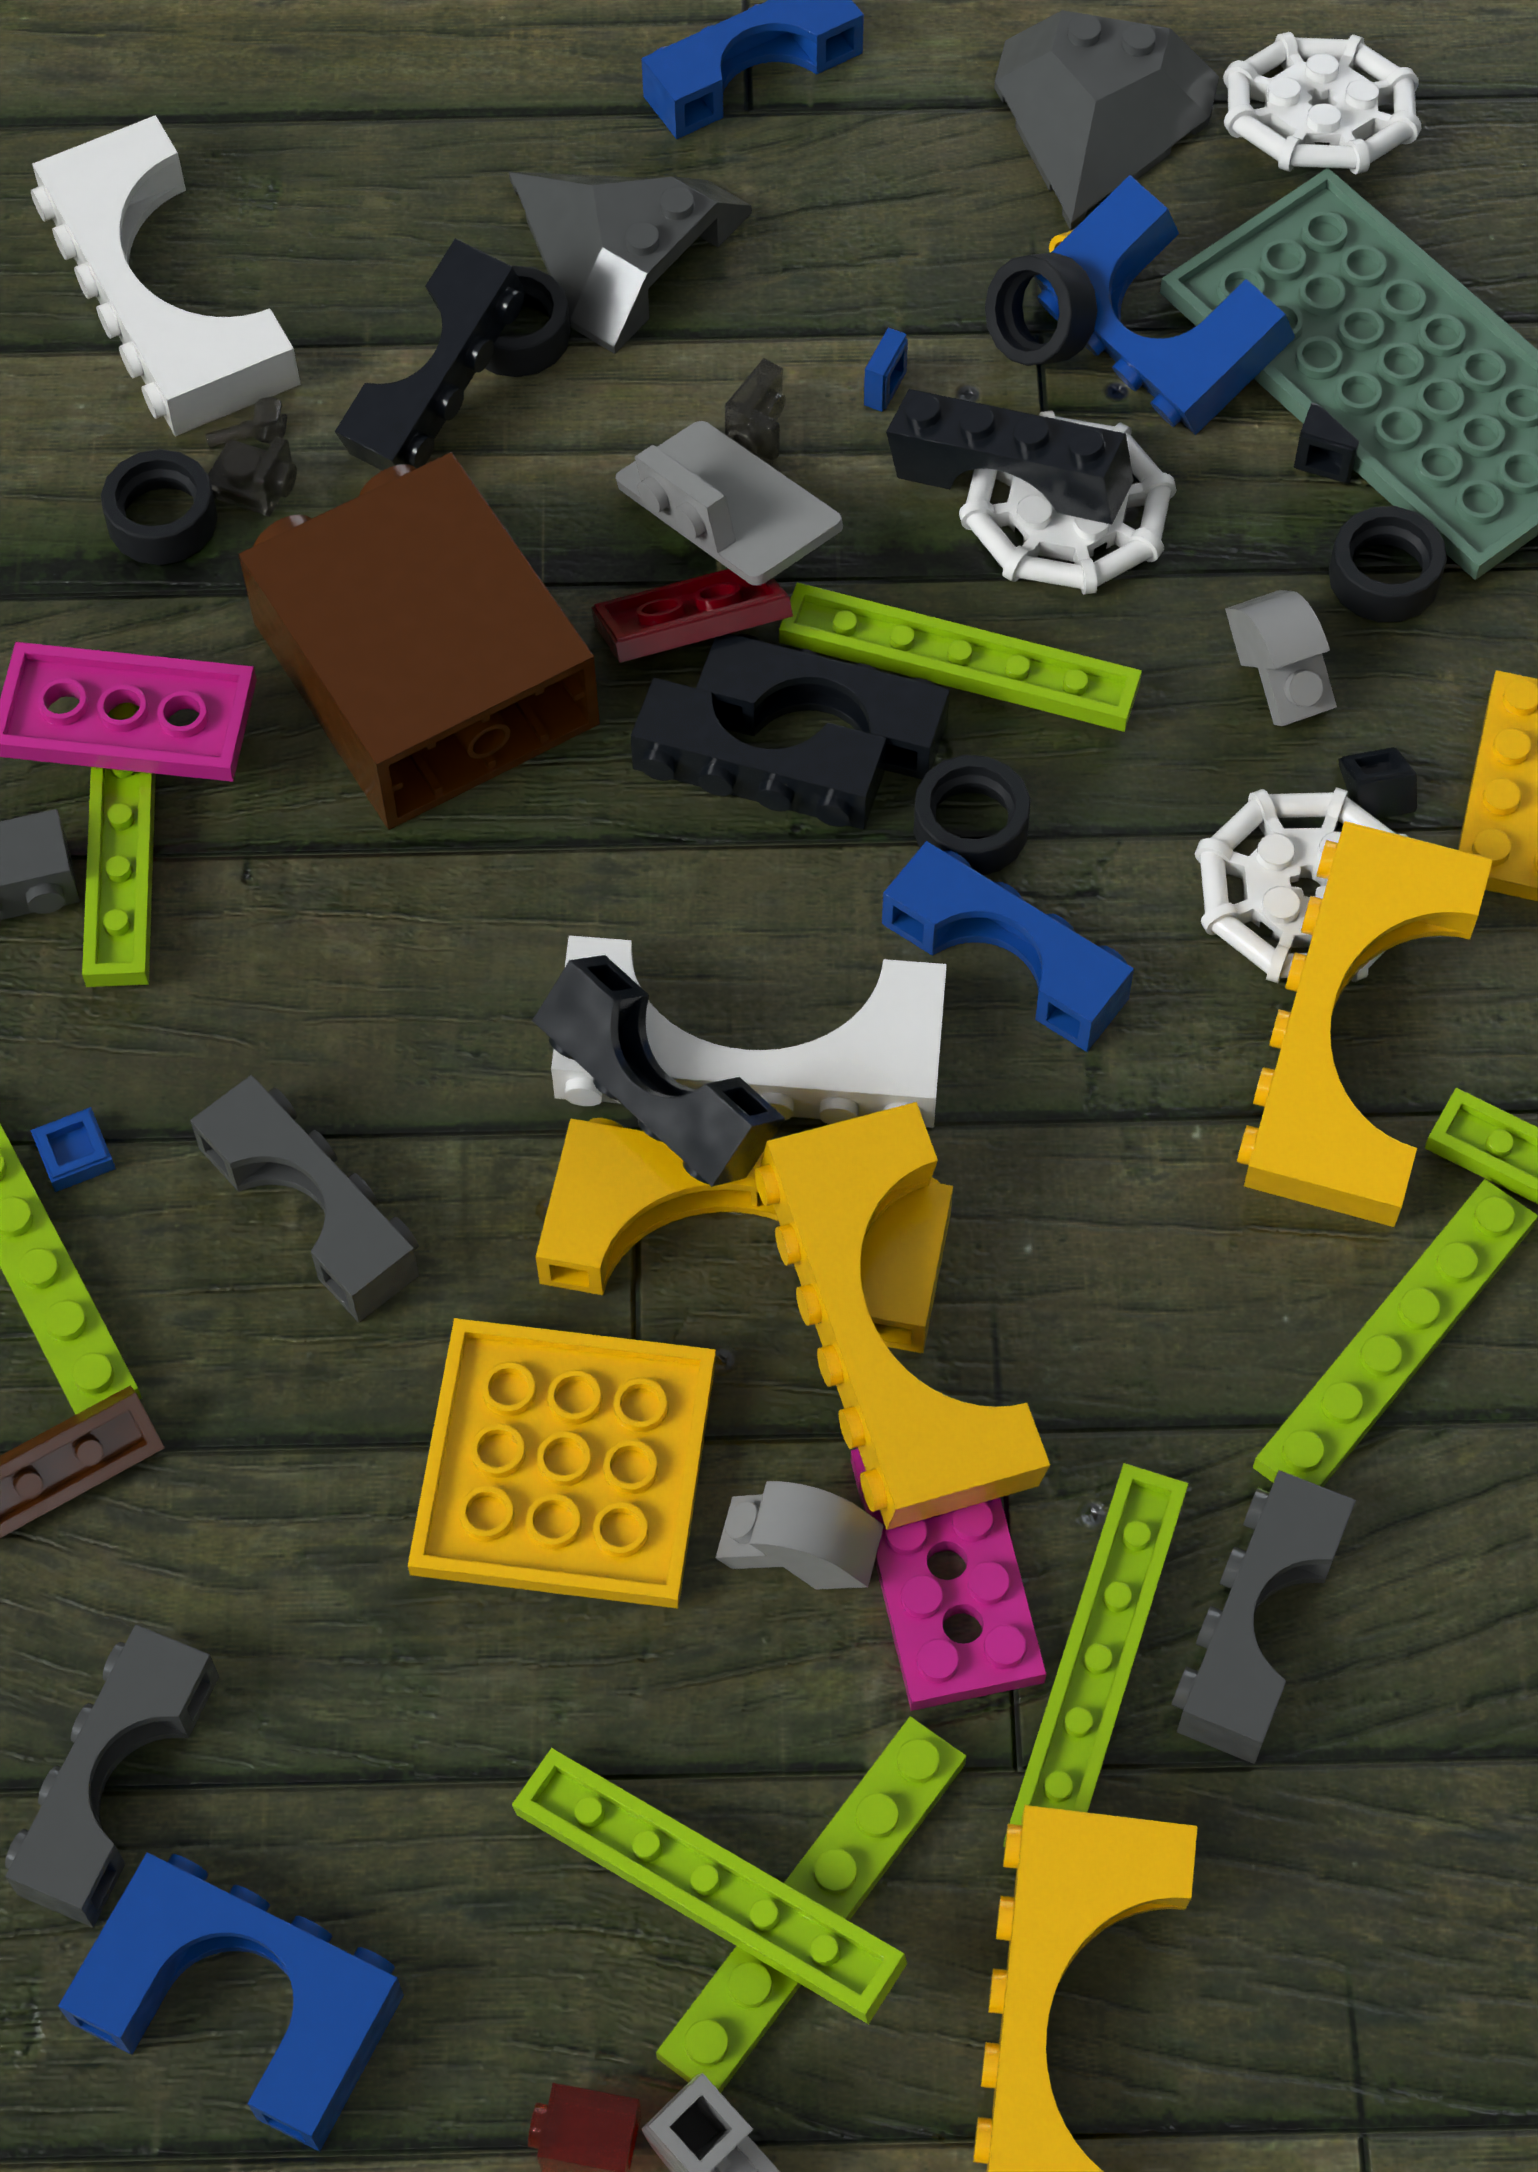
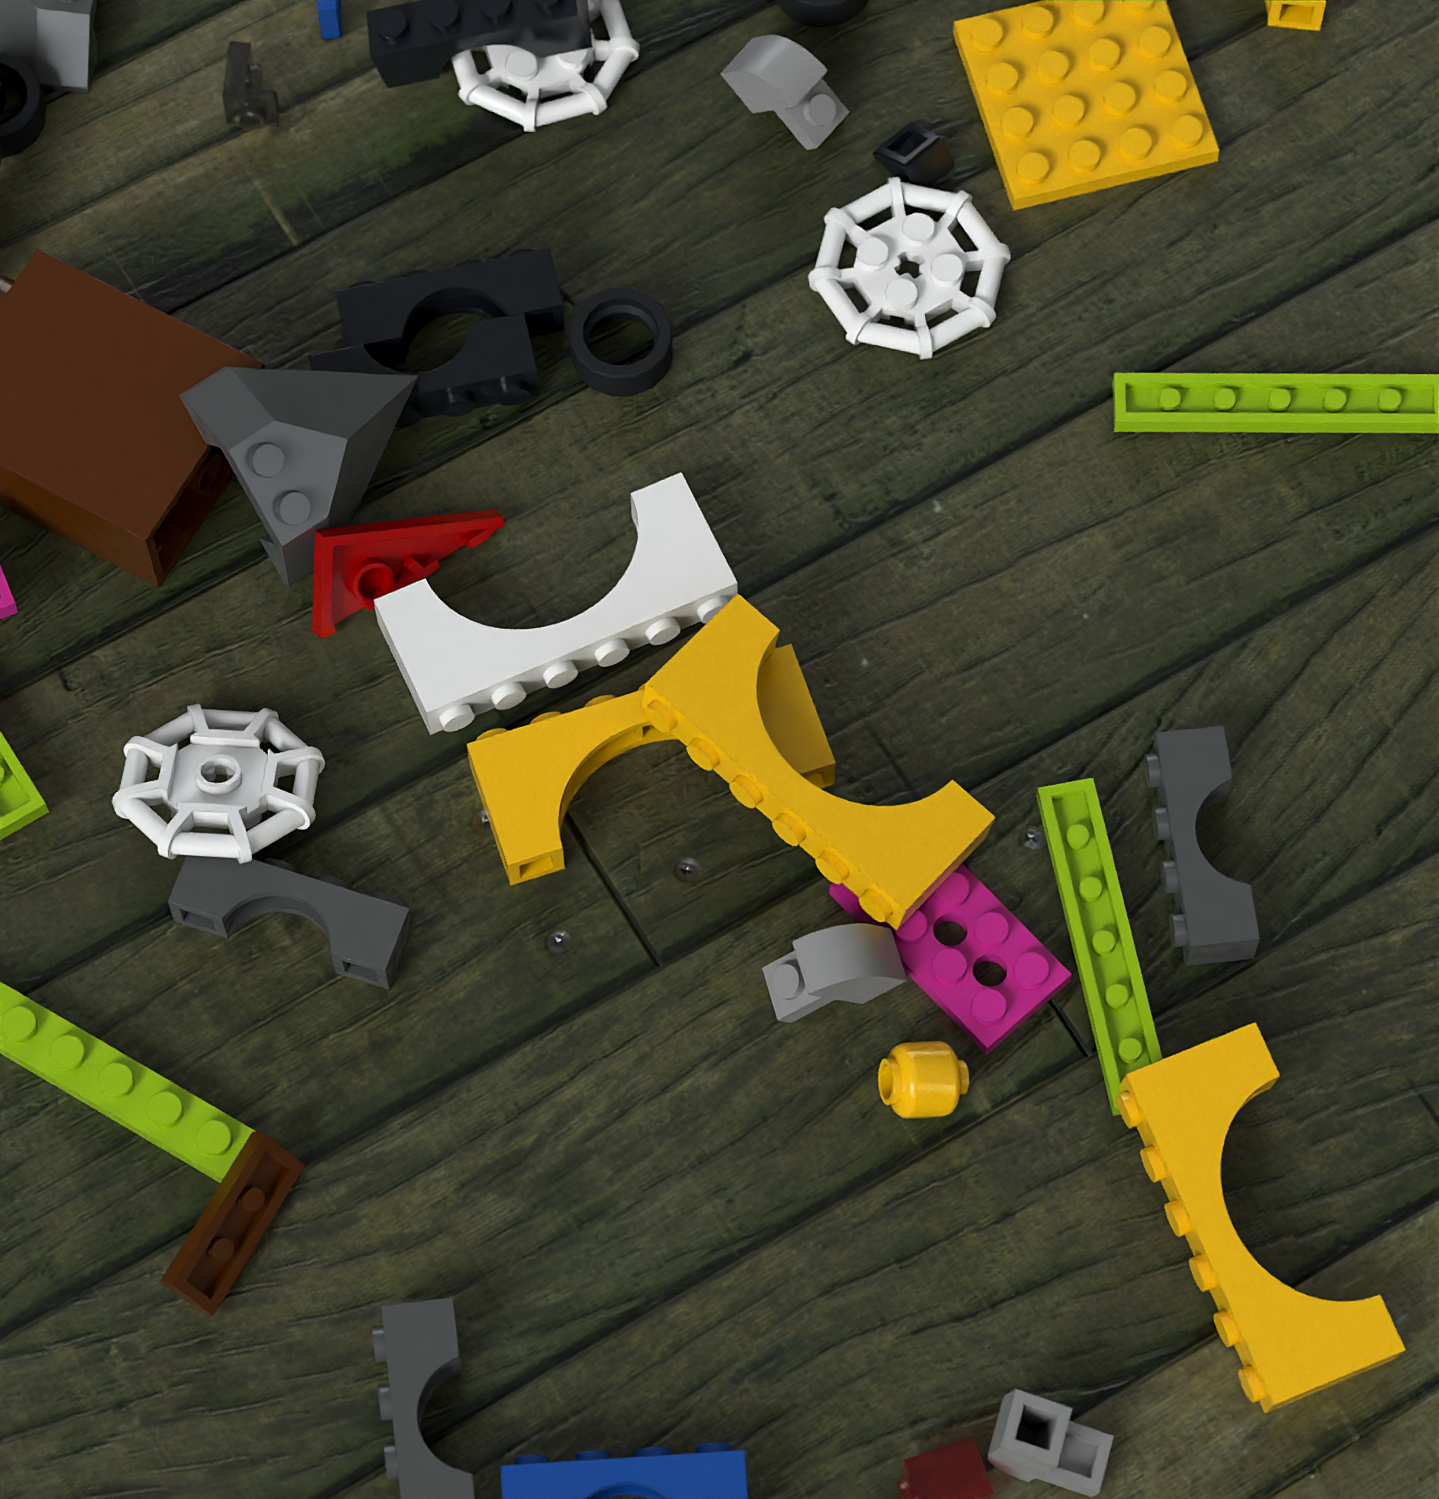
camera: 30 degrees left, 5 degrees up
(73, 1149) = (75, 974): blue tile -> none
(344, 1003) = (225, 745): none -> white plate
(564, 1463) = (620, 1010): yellow plate -> none
(583, 757) = (299, 446): none -> dark grey wedge
(600, 1023) = (452, 658): black arch -> none
(601, 899) = (378, 558): none -> red wing
(687, 613) = (300, 285): dark red tile -> none
(711, 1885) = (925, 1258): lime plate -> none
(729, 502) = (273, 177): light grey bracket -> none
(823, 1698) = (922, 1079): none -> yellow head
(837, 1874) = (1003, 1233): lime plate -> none
(947, 903) = (648, 420): blue arch -> none
(961, 657) = (532, 215): lime plate -> none
(1311, 1133) = (1026, 463): yellow arch -> none
(1398, 1338) = (1177, 587): lime plate -> none

